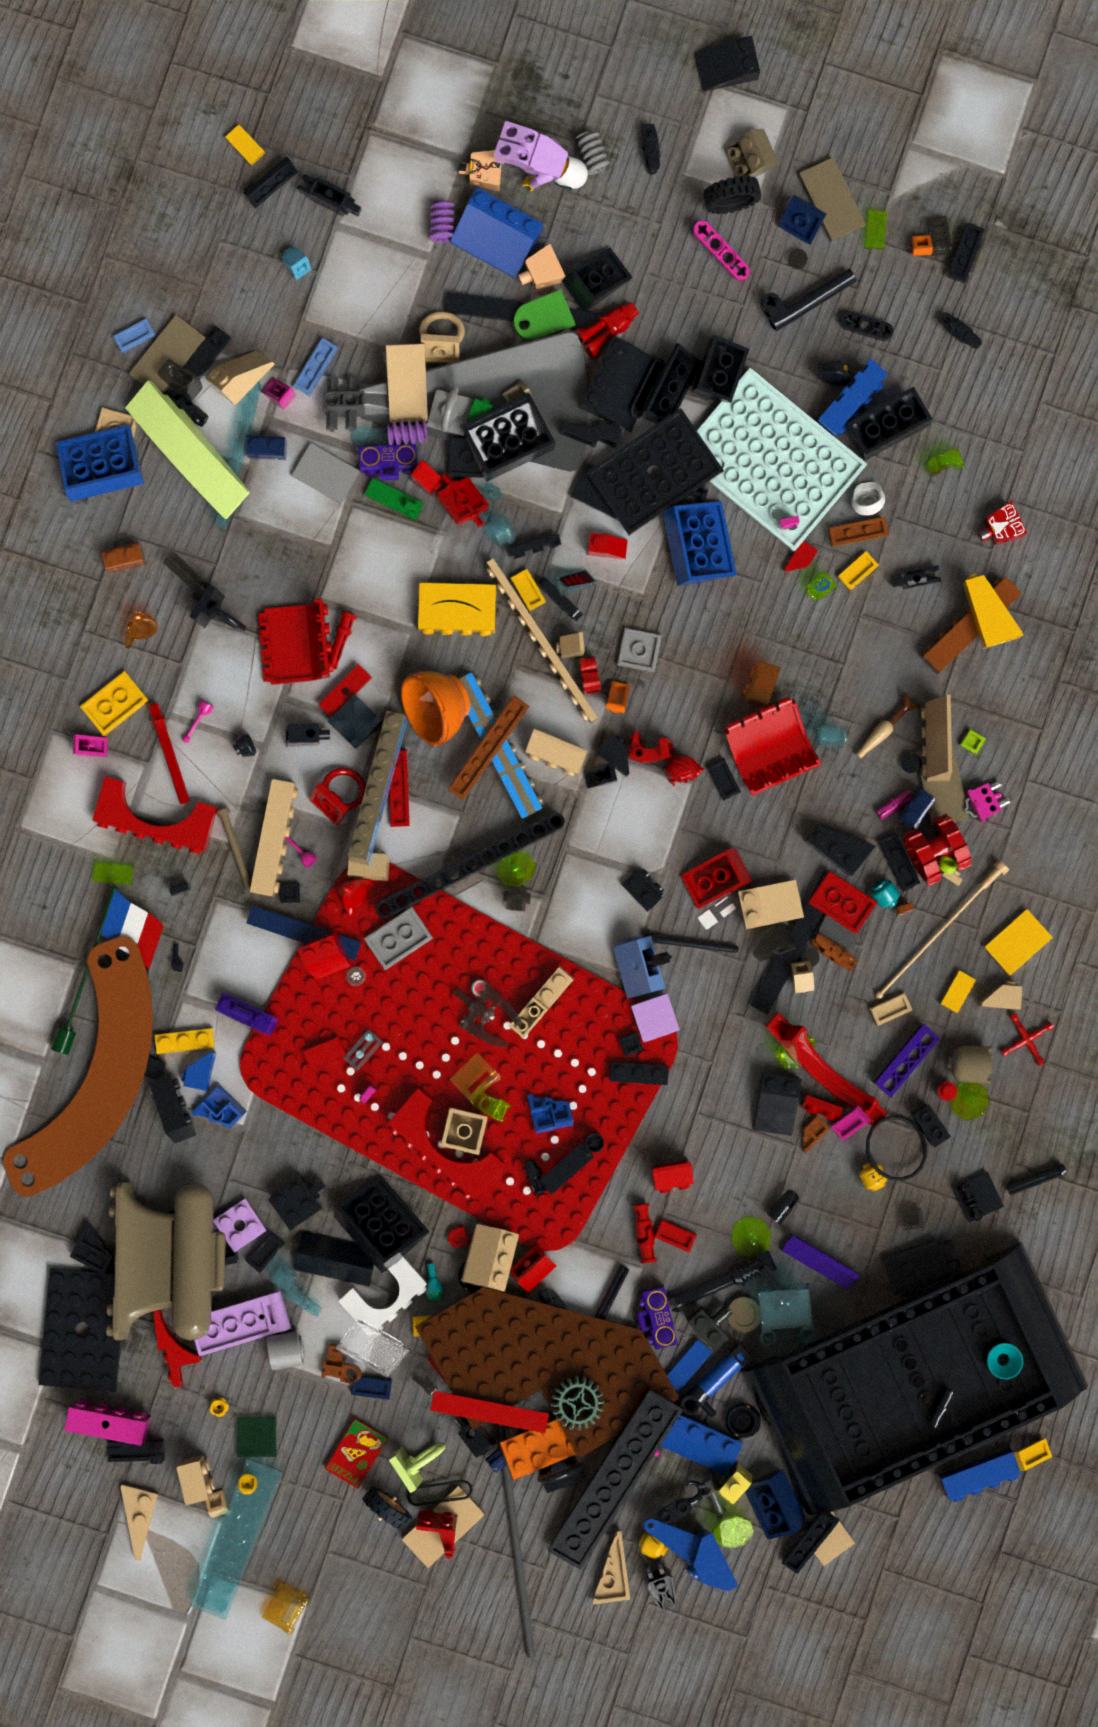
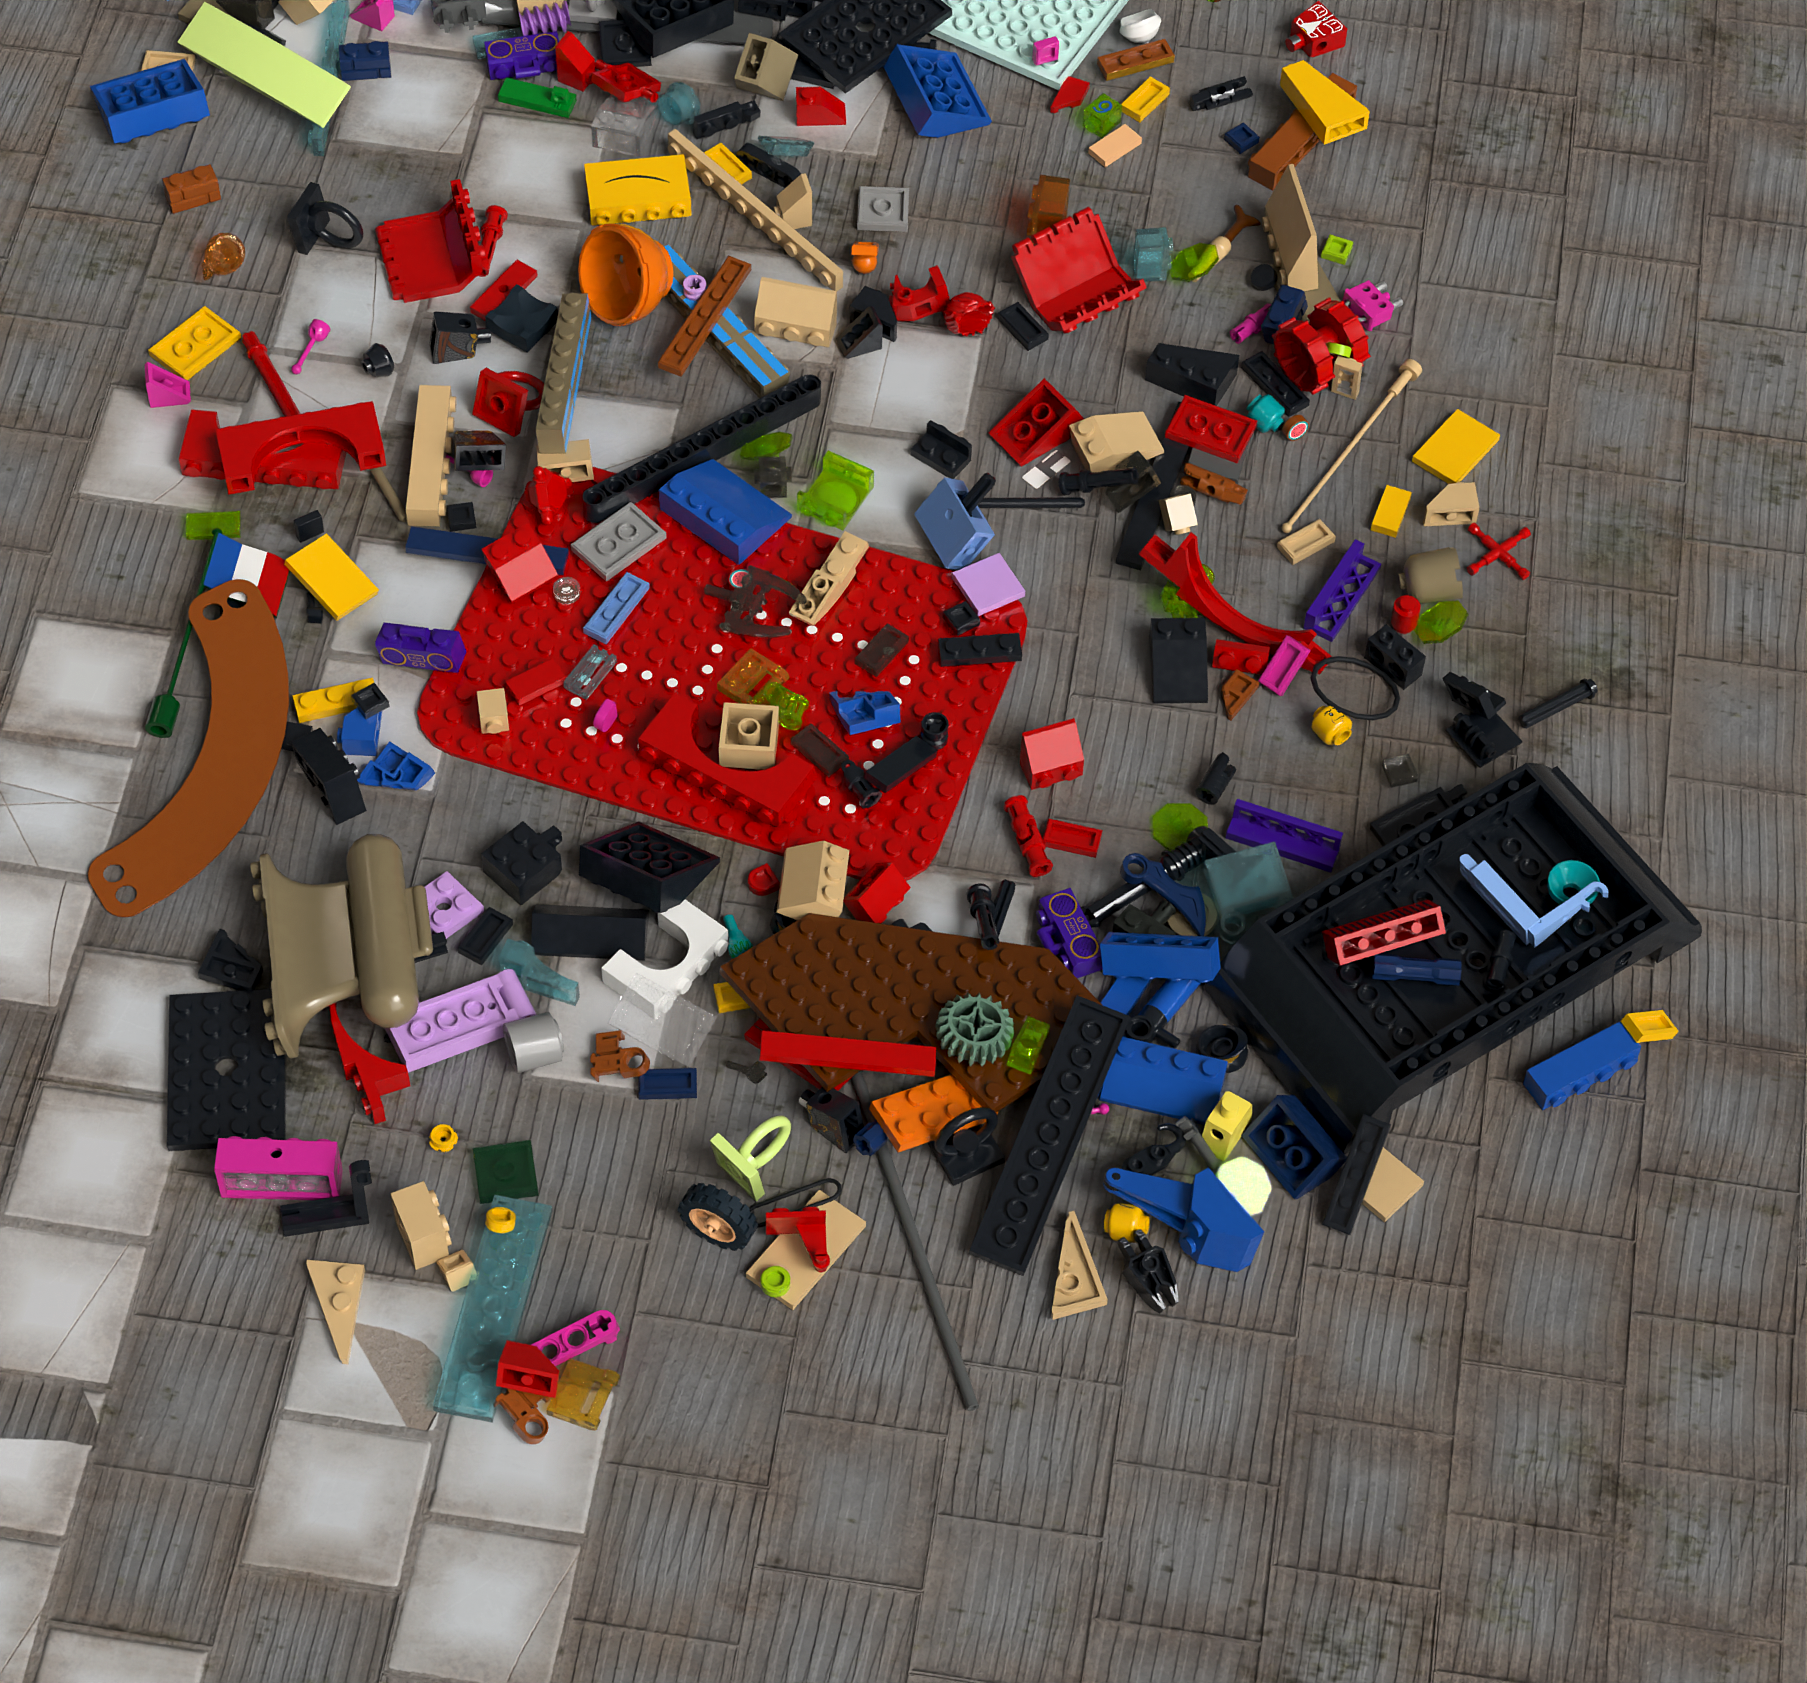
camera: 10 degrees left, 30 degrees down
(140, 824) = (249, 445): none -> red arch
(187, 574) = (271, 193): clear smoke hinge -> none
(191, 939) = (331, 577): none -> yellow tile
(206, 1059) = (370, 700): none -> black tile
(245, 1614) = (522, 1402): none -> dark orange piece
(249, 1599) = (527, 1370): none -> red slope
(275, 1572) = (595, 1320): none -> dark pink beam
(290, 1078) = (493, 711): none -> tan brick
(306, 844) = (475, 451): none -> black torso
(326, 473) = (445, 82): light grey tile -> none
(356, 1453) = (658, 1171): tile -> none
(389, 997) = (616, 608): none -> medium blue tile
(400, 793) = (593, 392): red tile -> none
(419, 1551) = (775, 1281): none -> lime tile
(478, 922) = (722, 509): none -> blue slope
(490, 722) = (694, 280): none -> lavender bush
(491, 492) = (662, 73): clear light blue plant -> none
(513, 1141) = (819, 749): none -> clear smoke tile
(559, 916) = (837, 491): none -> clear neon green panel
(570, 1062) = (881, 650): none -> clear smoke tile
(571, 505) = (765, 67): none -> dark tan slope
(590, 675) = (824, 234): red leg -> none
(601, 1292) = (982, 910): none -> black pin
(612, 1416) = (1028, 1045): none -> clear neon green leg
(713, 1359) = (1160, 956): none -> blue brick
(741, 1306) = (1184, 898): none -> dark blue piece
(742, 939) = (1087, 480): none -> black pin
(825, 614) = (1115, 145): none -> light nougat tile
(862, 743) = (1194, 262): none -> clear neon green piece
(866, 1379) = (1383, 932): none -> red brick
(882, 1407) = (1395, 967): none -> dark blue axle
(924, 621) = (1241, 138): none -> dark blue tile
(959, 1375) = (1514, 910): none -> light blue hinge
(979, 1170) = (1473, 696): none -> black bracket

